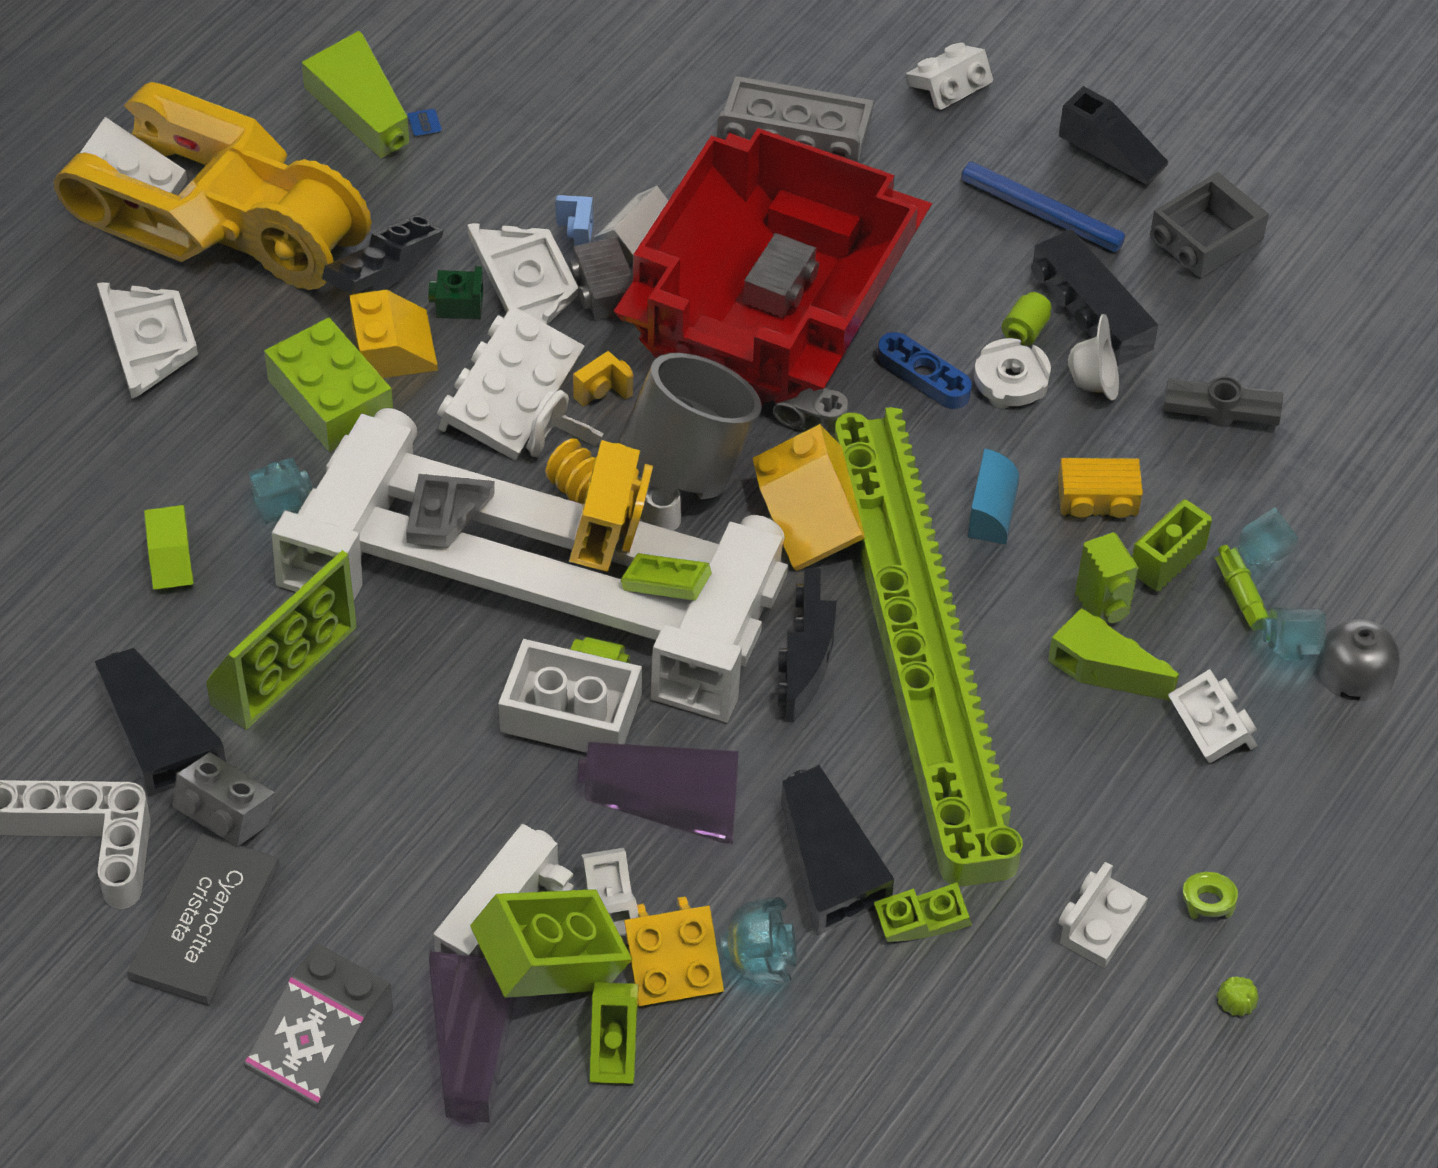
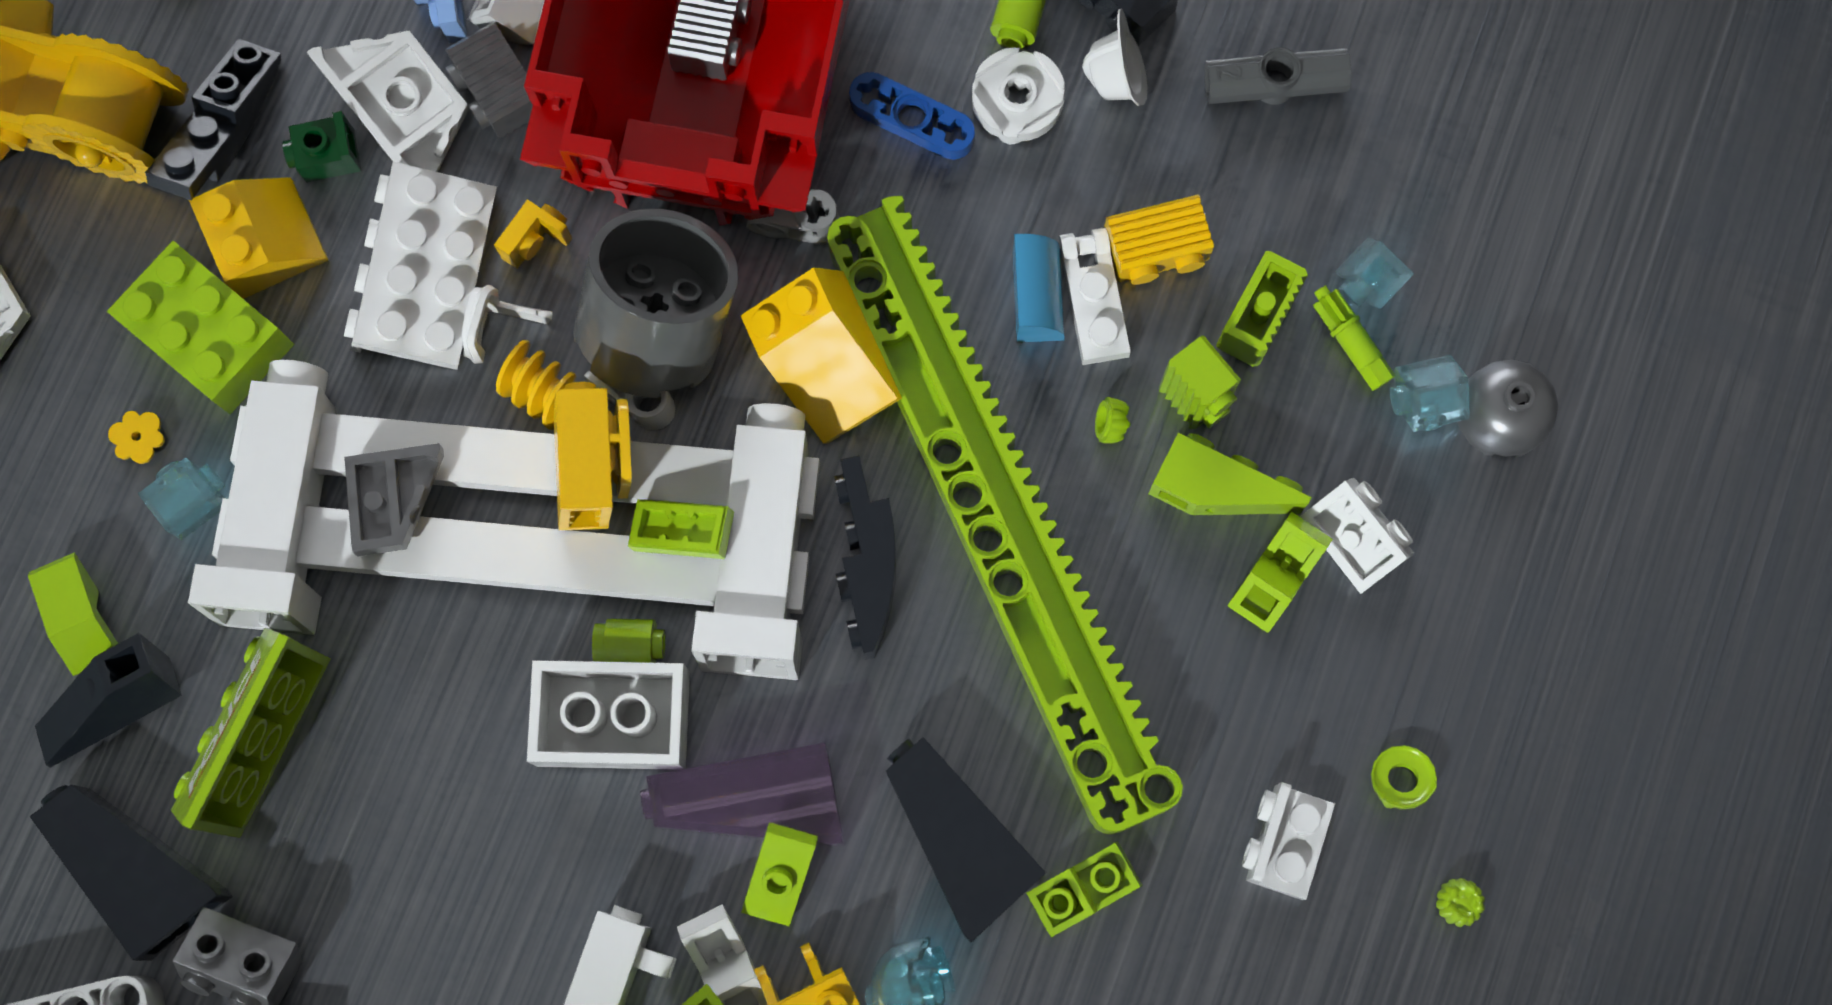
camera: 10 degrees left, 25 degrees up
(184, 599) = (106, 697): none -> black slope
(254, 447) = (125, 436): none -> yellow plant
(675, 836) = (779, 874): none -> lime plate
(1030, 598) = (1111, 420): none -> lime piece
(1038, 518) = (1094, 298): none -> white plate
(1138, 736) = (1279, 572): none -> lime slope

